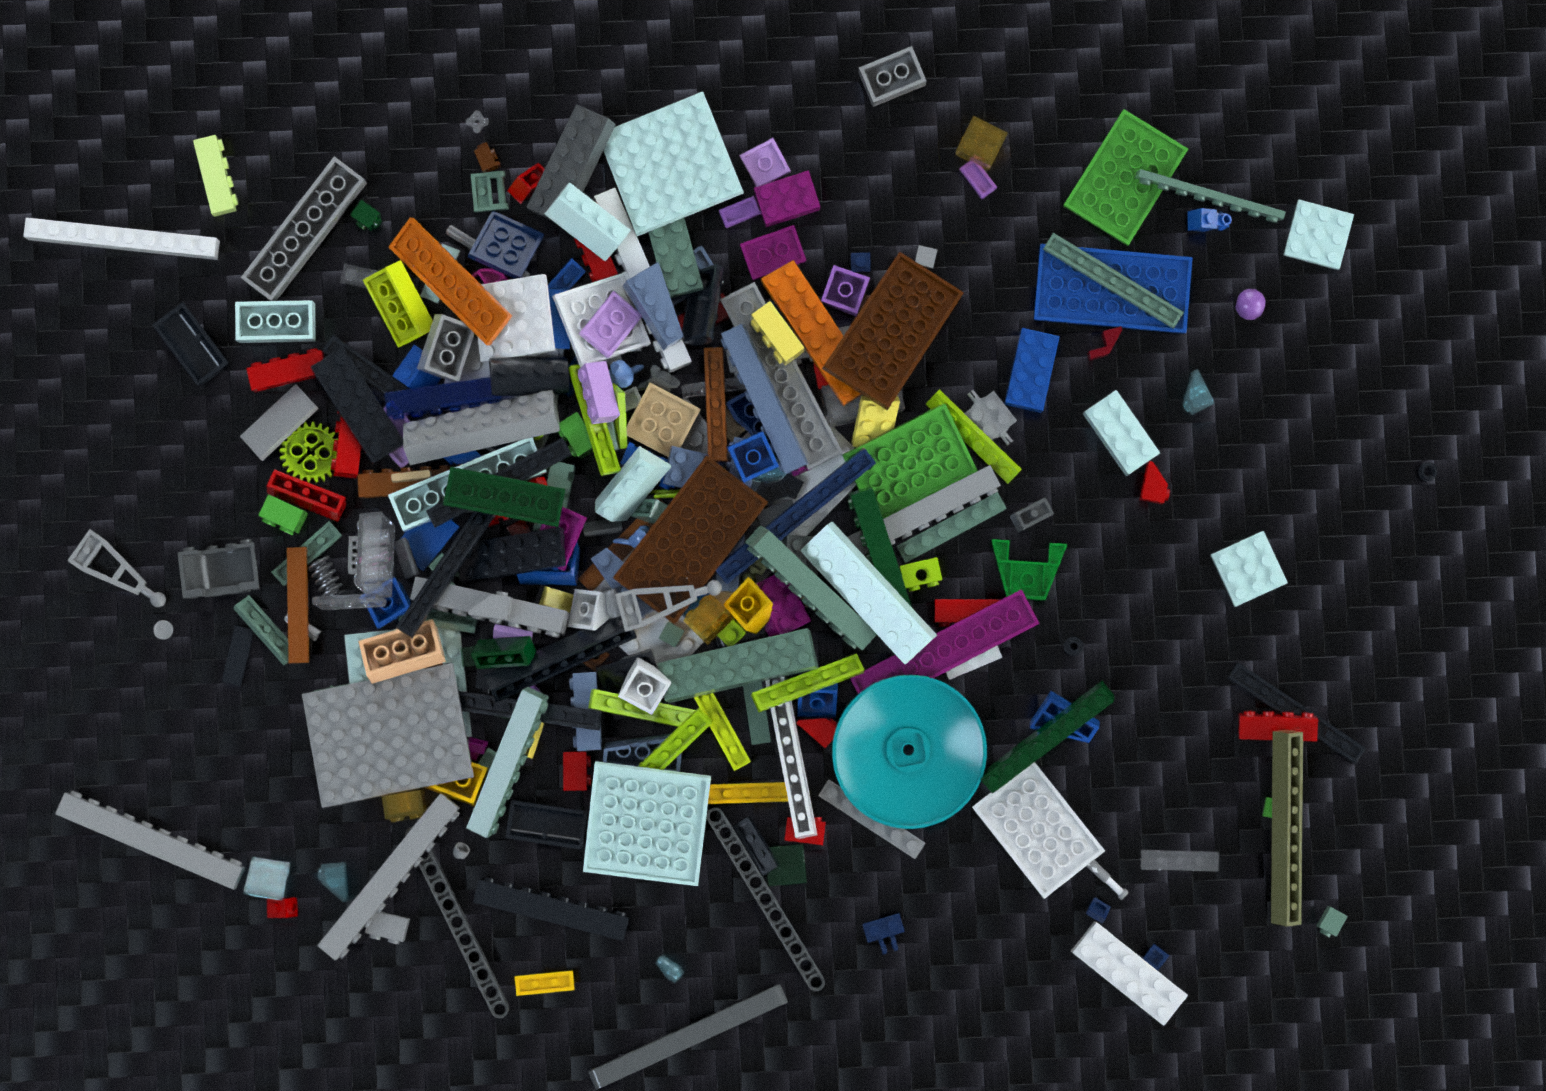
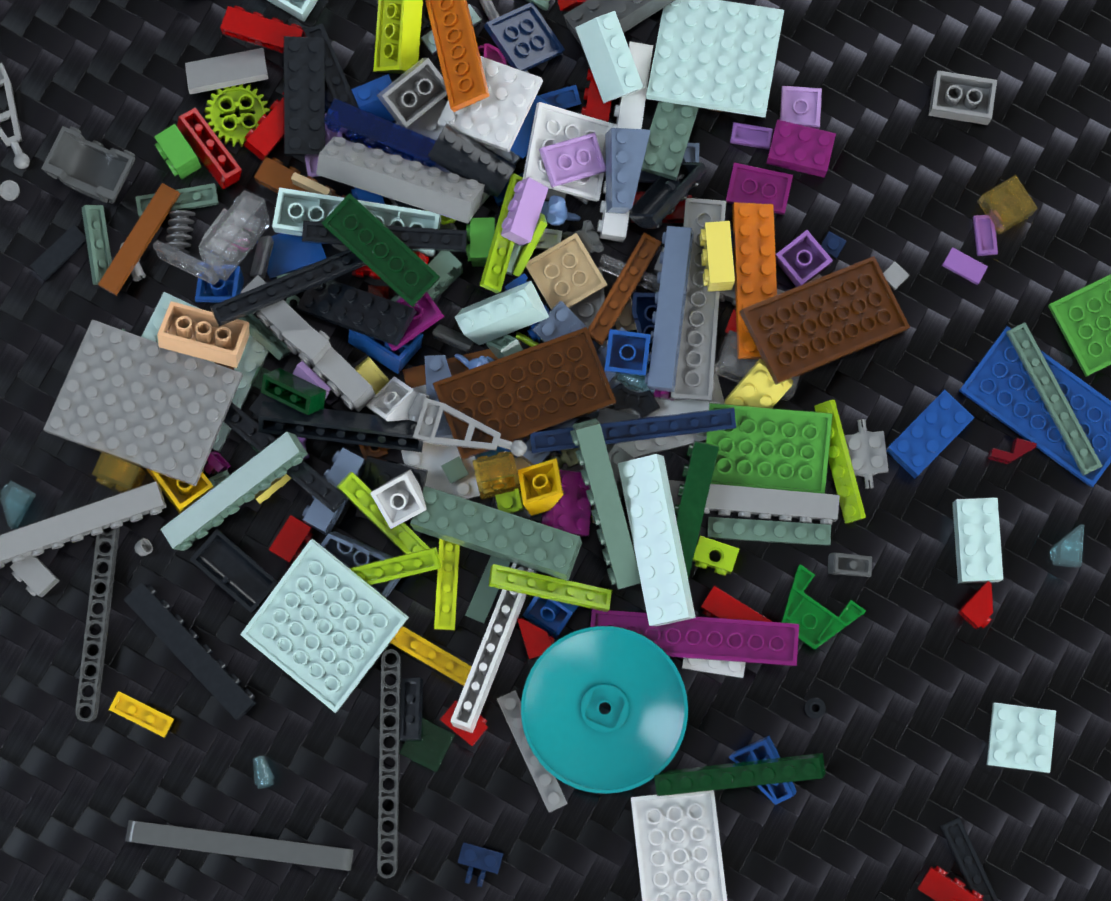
camera: 35 degrees right, 5 degrees down
(977, 214) = (964, 266): none -> medium lavender tile

